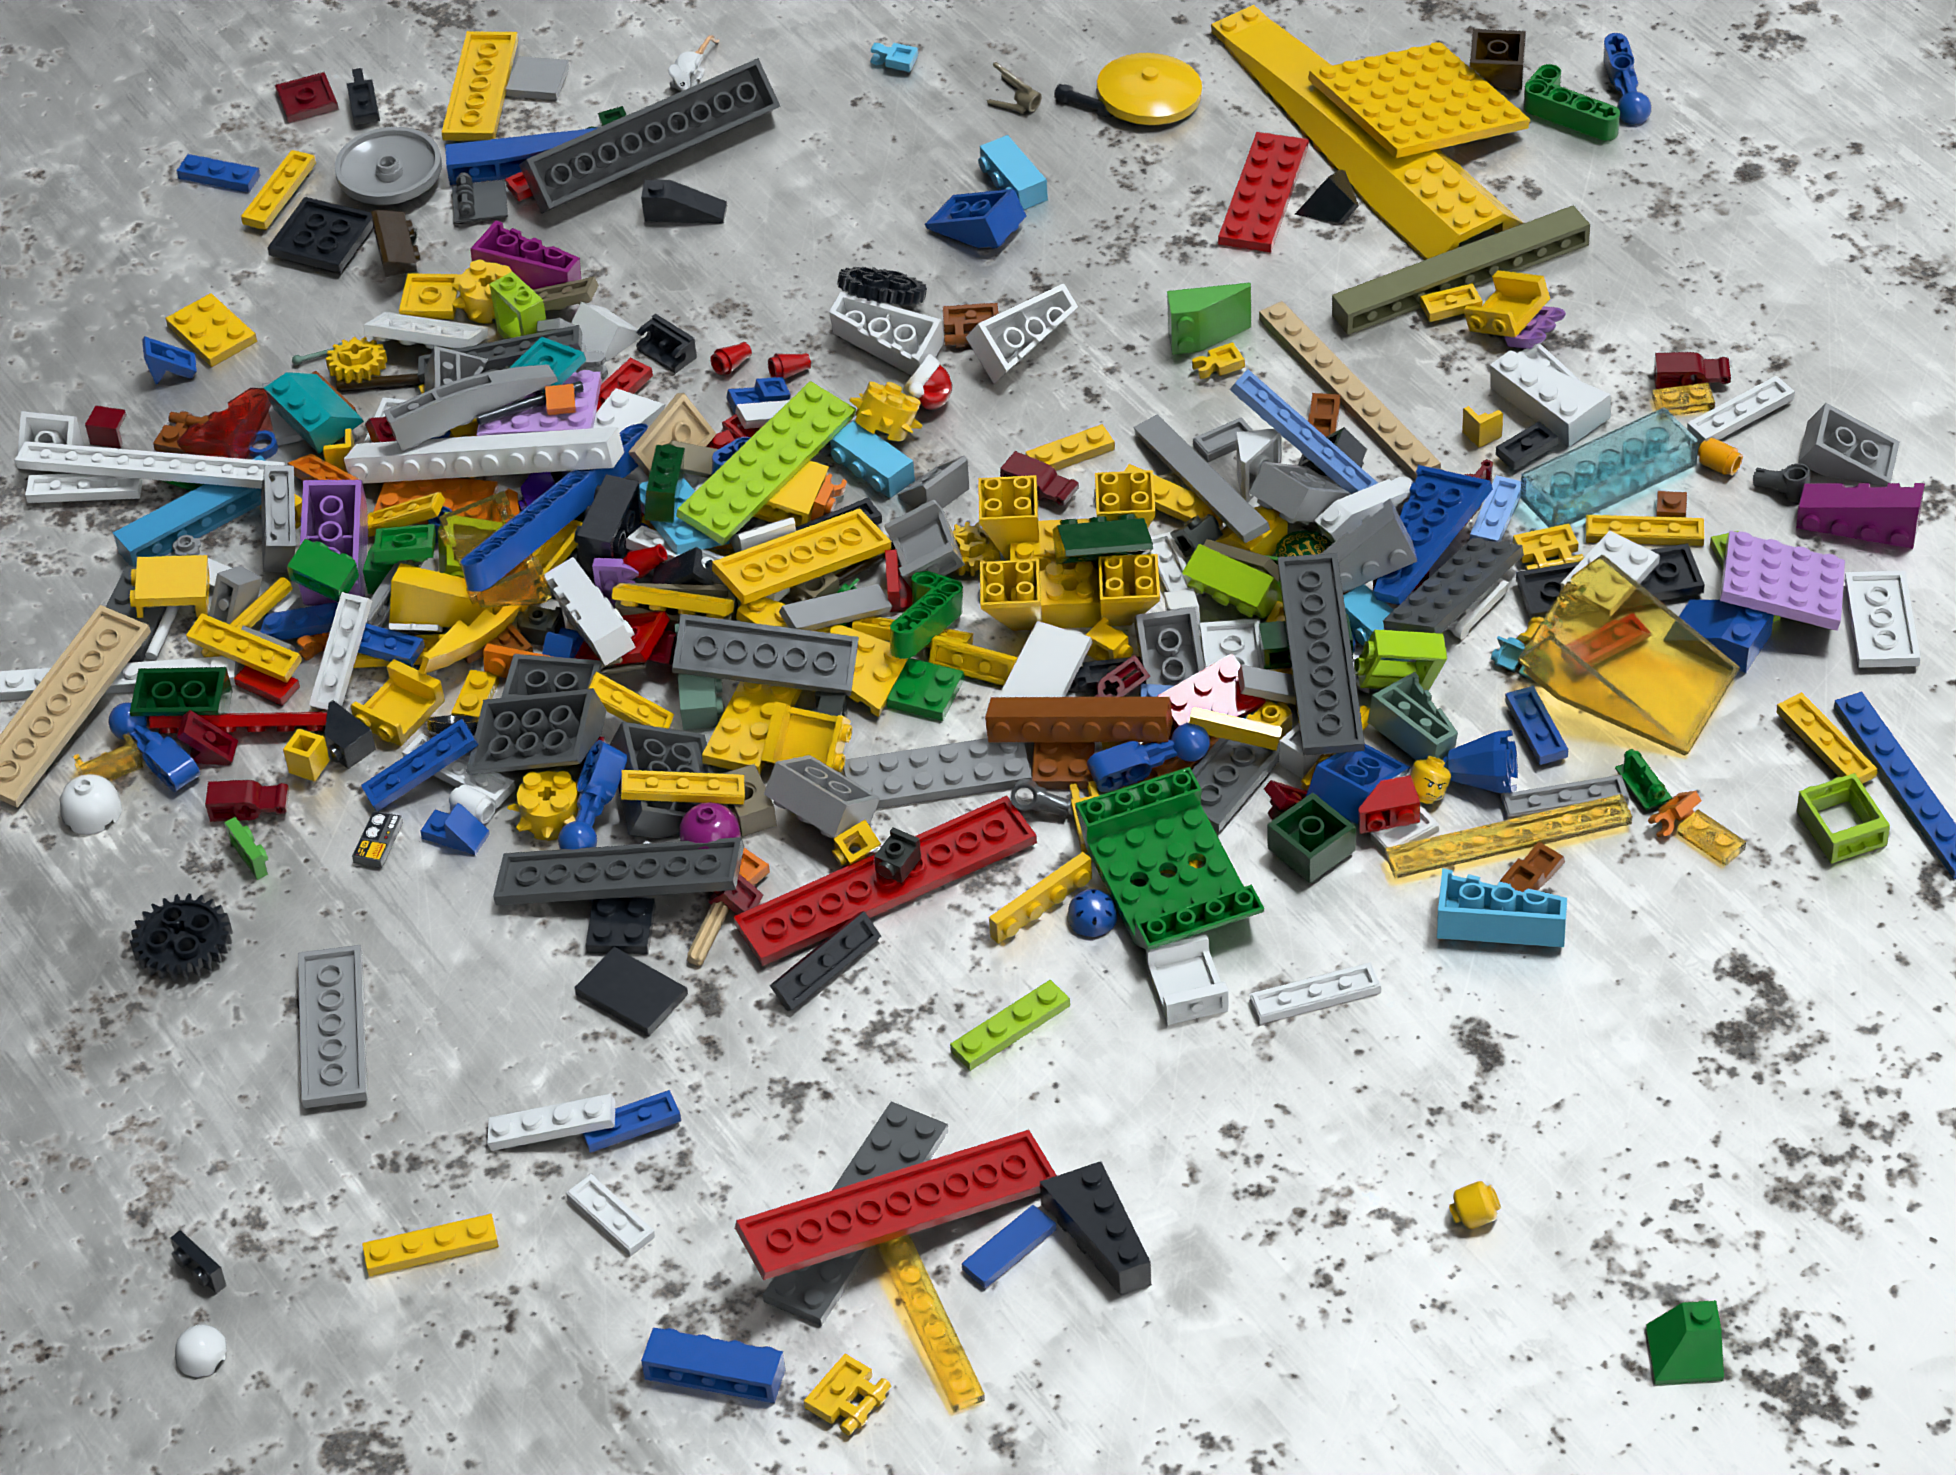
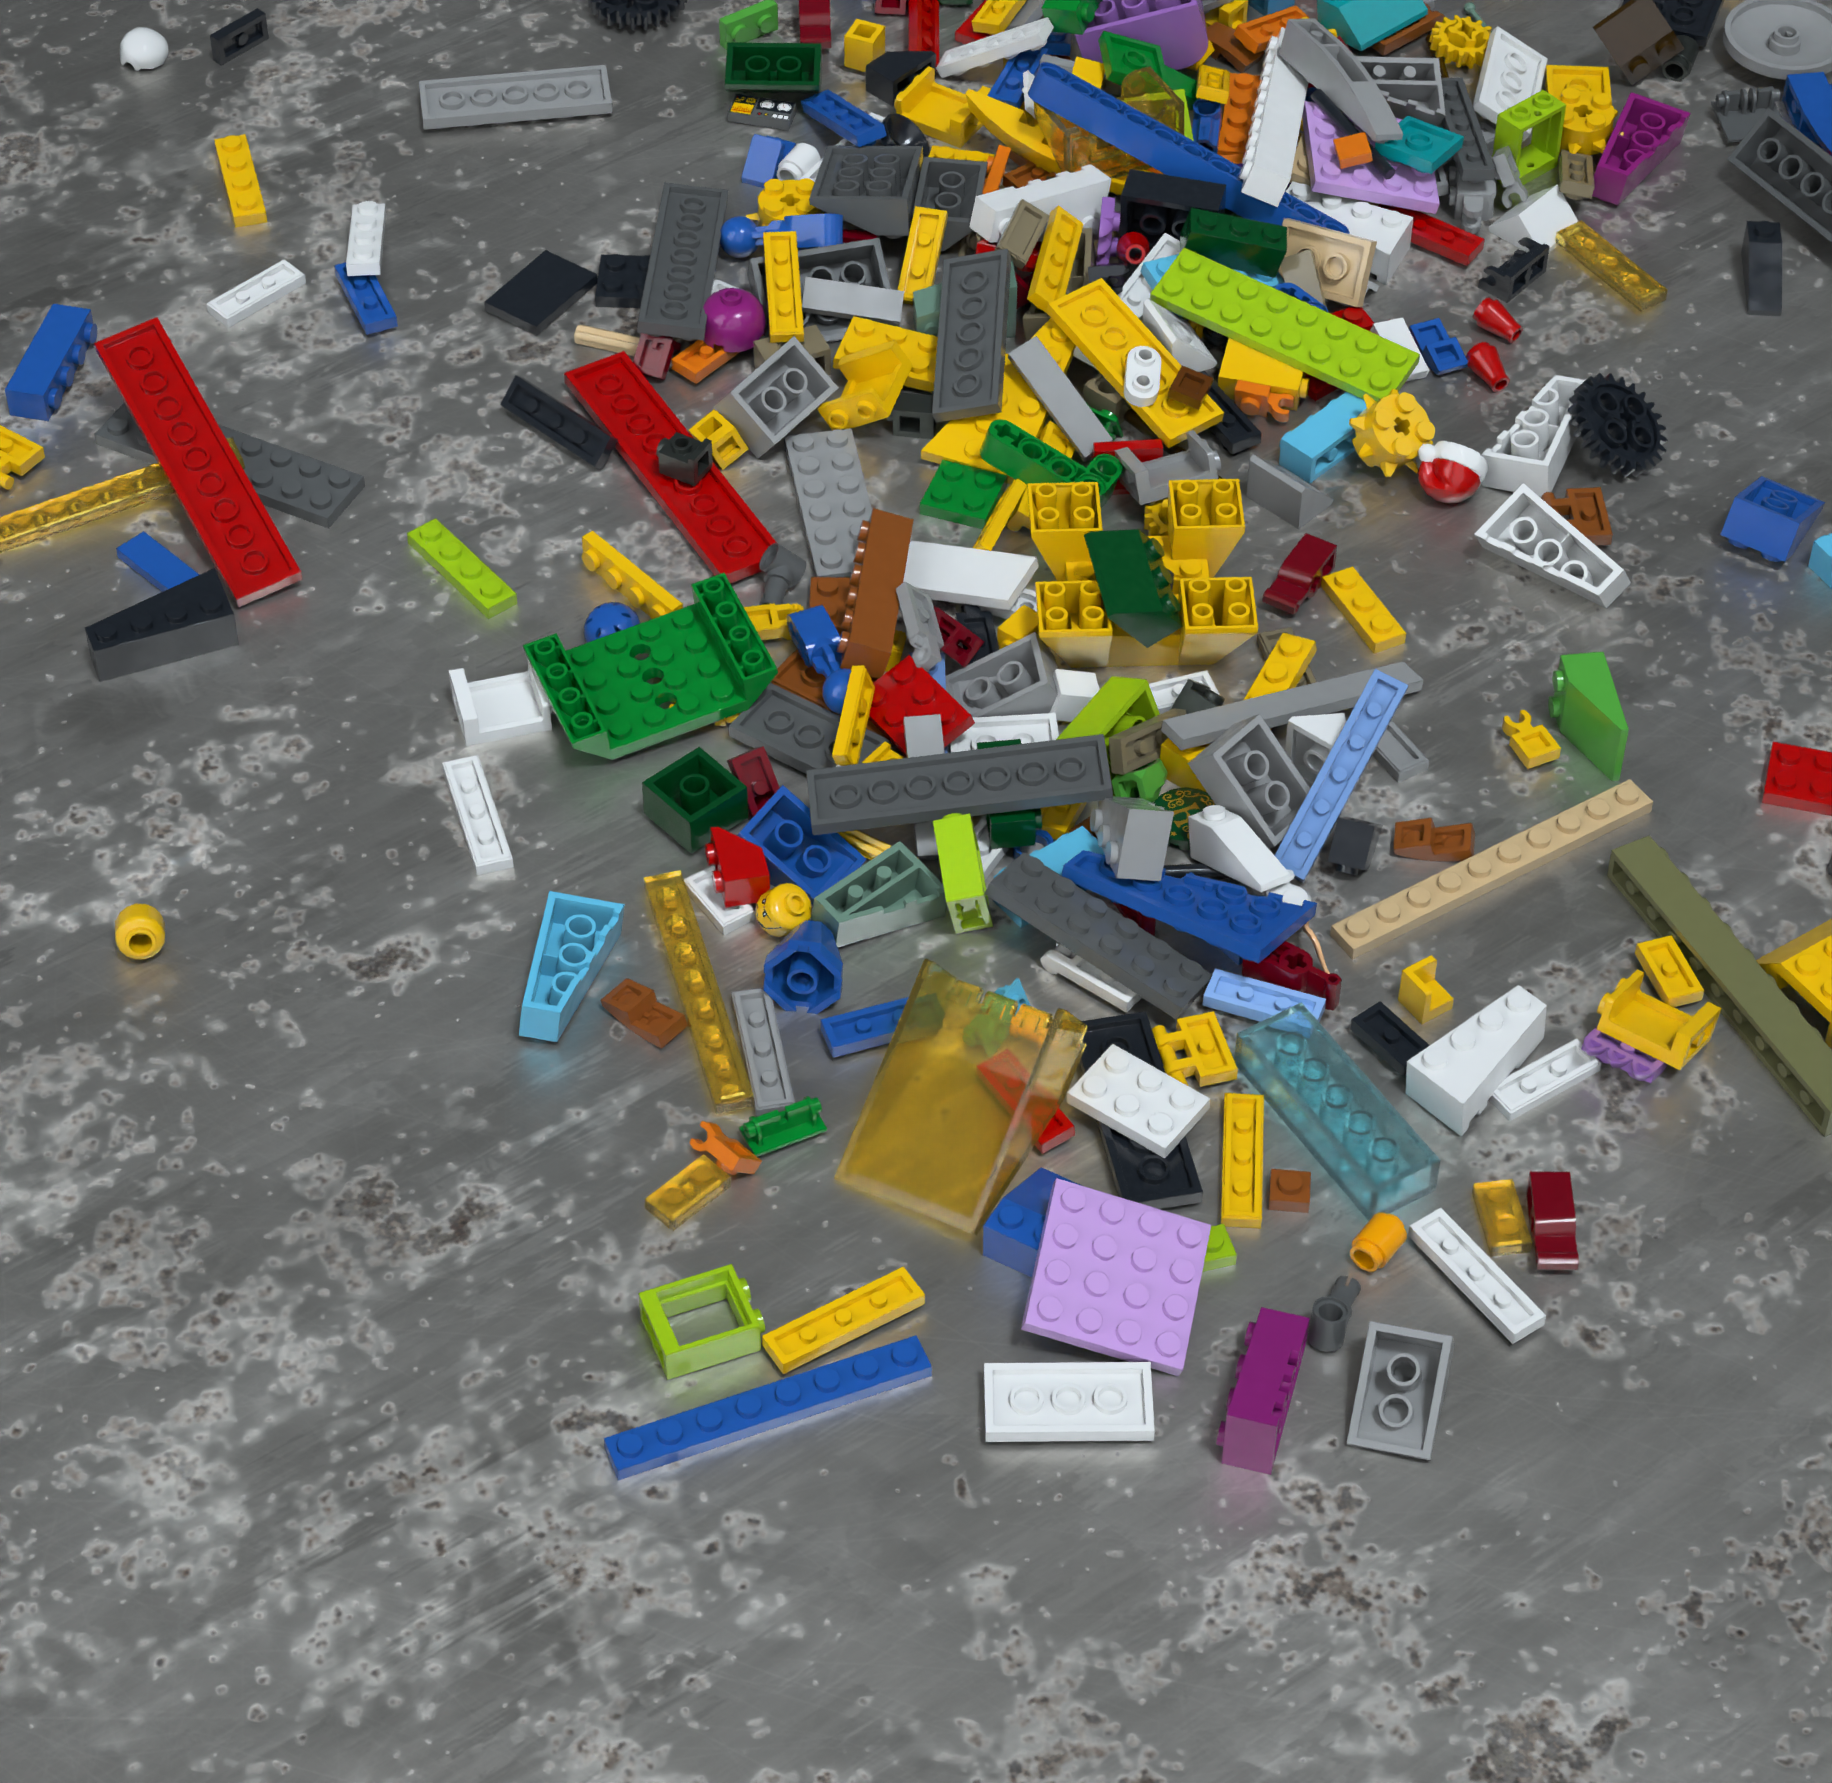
camera: 85 degrees right, 0 degrees up
(342, 818) = (773, 67): none -> dark green slope
(646, 613) = (1022, 232): none -> dark tan tile
(666, 289) = (1611, 266): none -> clear yellow plate
(686, 746) = (851, 300): none -> light grey tile
(828, 546) = (1142, 376): none -> white plate
(844, 517) = (1190, 387): none -> reddish brown plate
(1132, 685) = (921, 625): none -> light grey hinge

